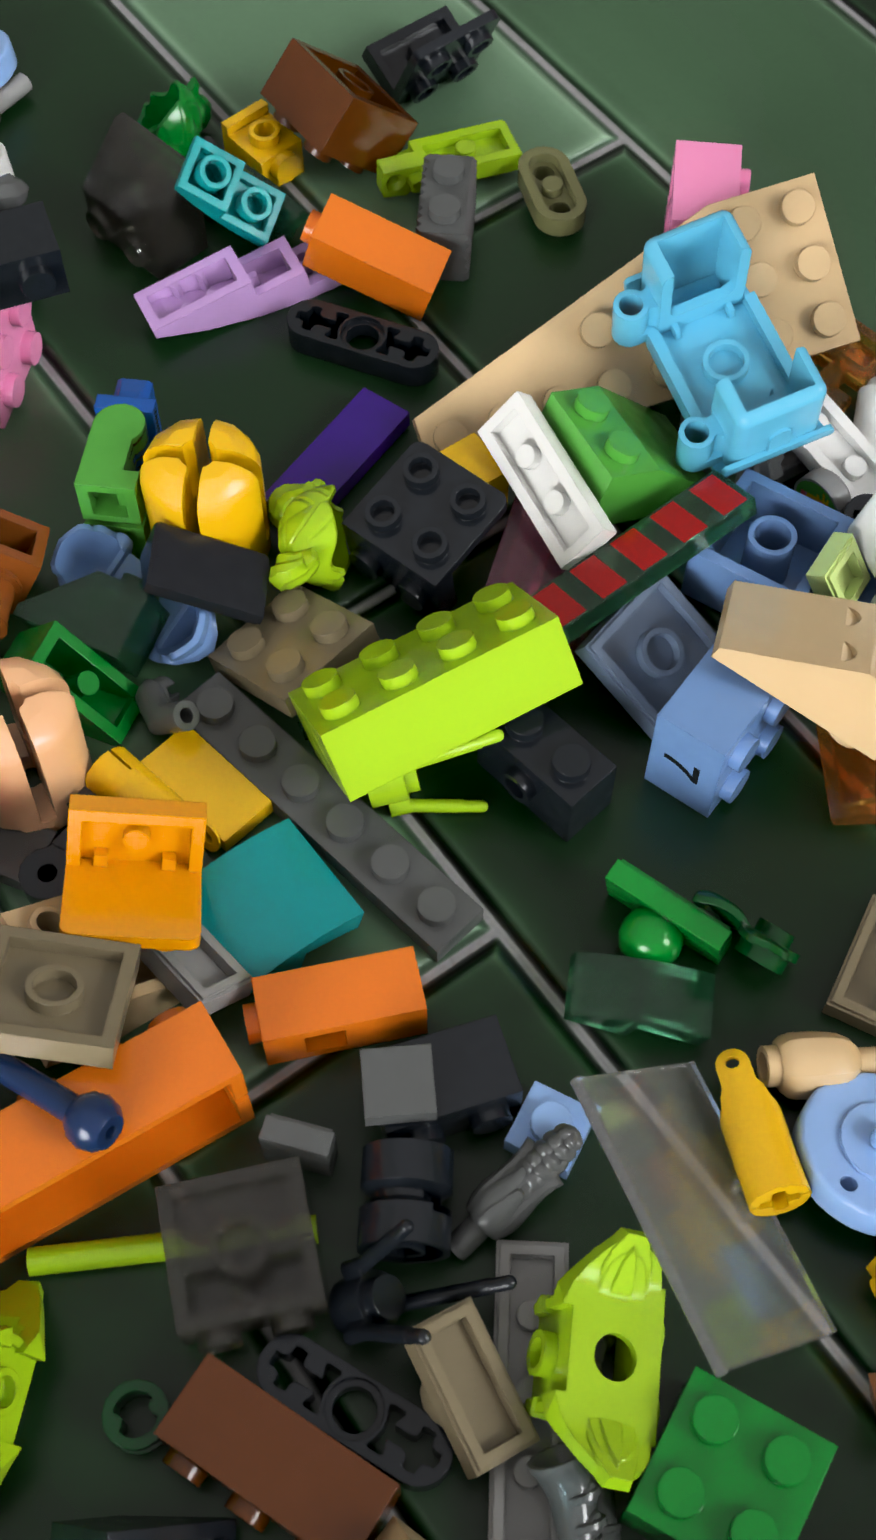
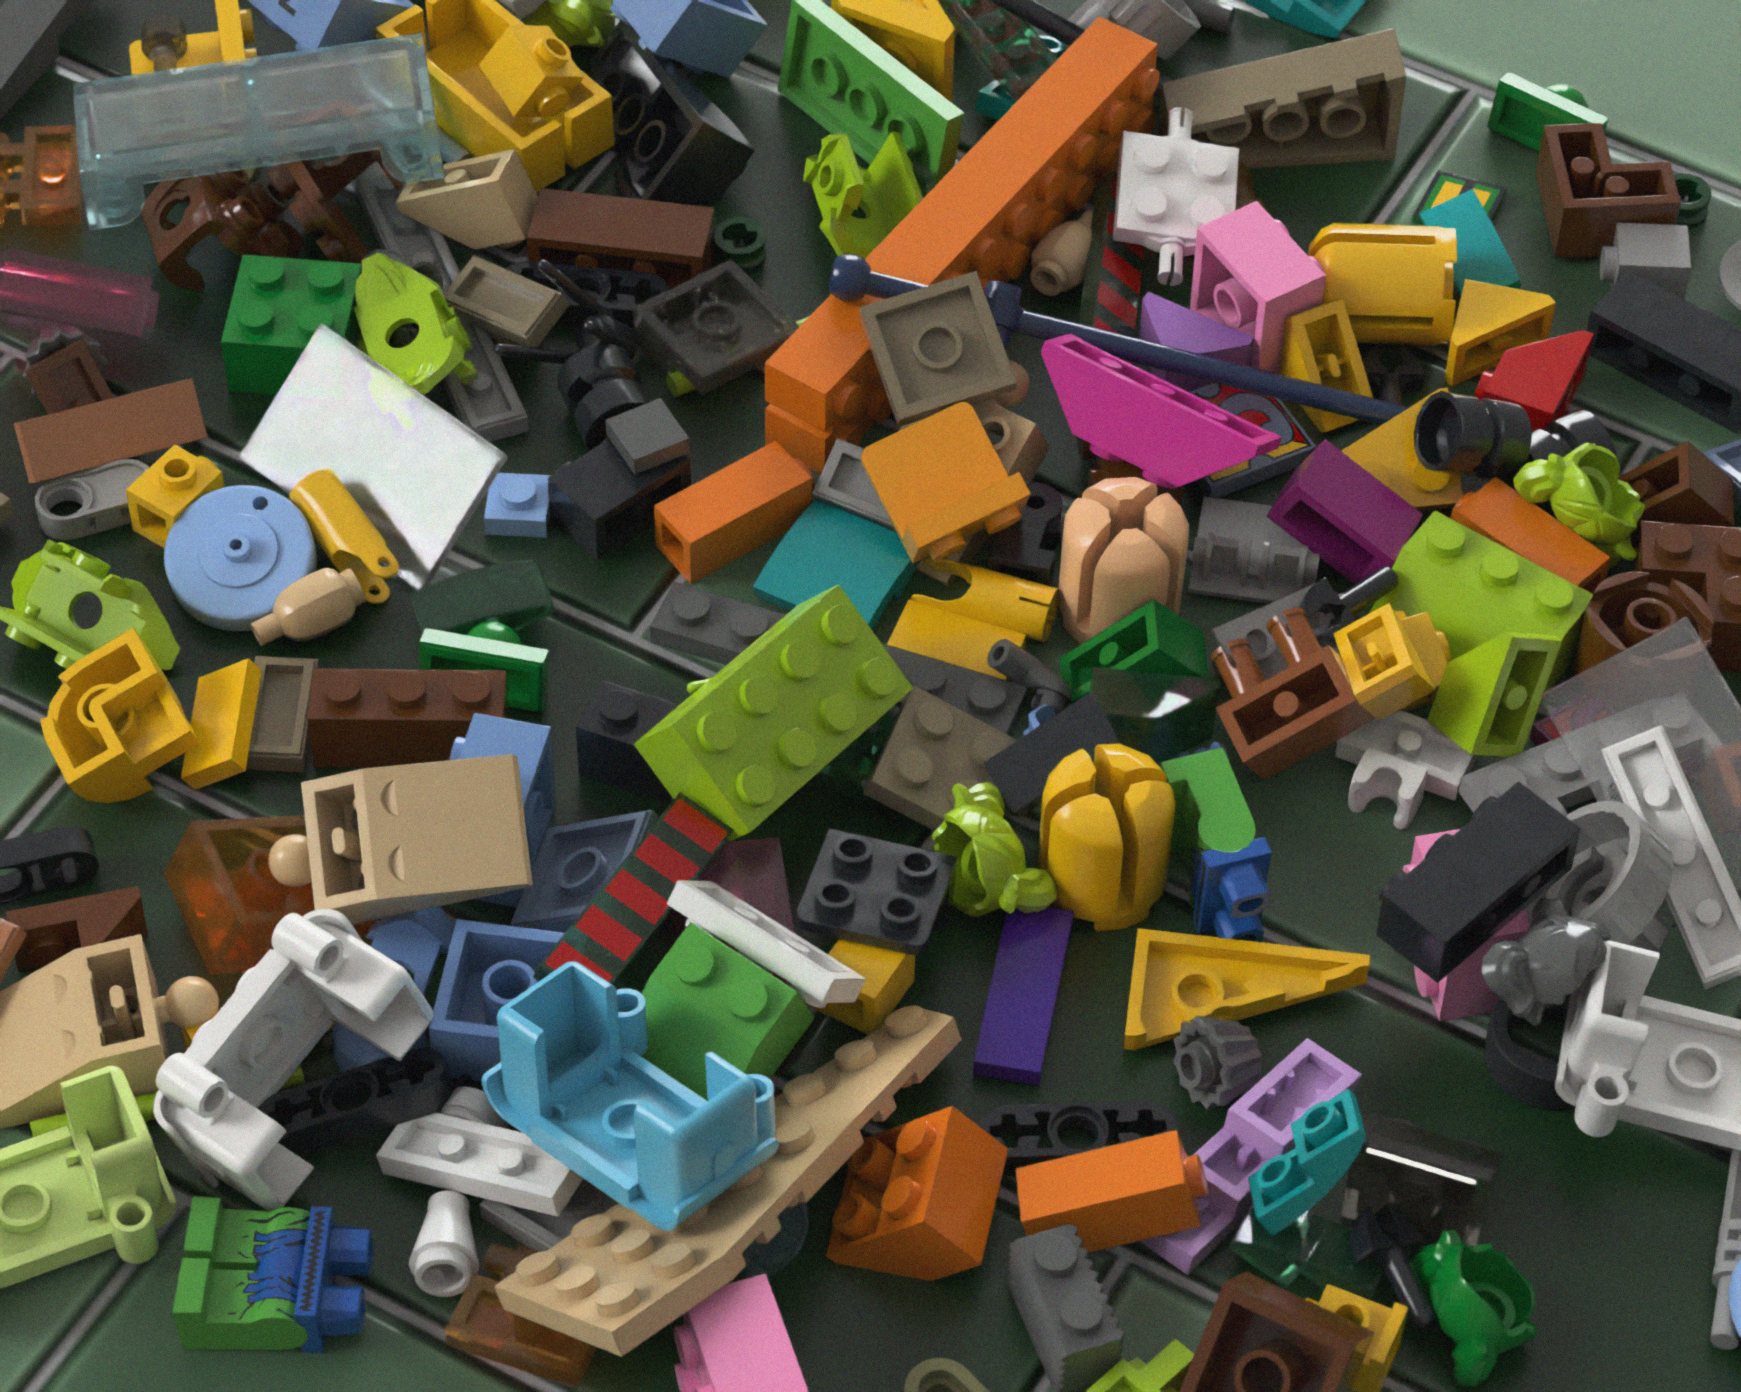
camera: 155 degrees right, 10 degrees down
(189, 395) = (1225, 979): none -> yellow wing
(230, 338) = (1216, 1060): none -> dark grey piece
(289, 1137) = (713, 413): dark grey tile -> none
(497, 309) = (919, 1198): none -> orange slope
(515, 1189) = (531, 435): dark grey piece -> none
(763, 943) = (394, 644): dark green plate -> none
(764, 876) = (397, 713): none -> reddish brown brick
(839, 569) = (431, 959): yellowish green tile -> none

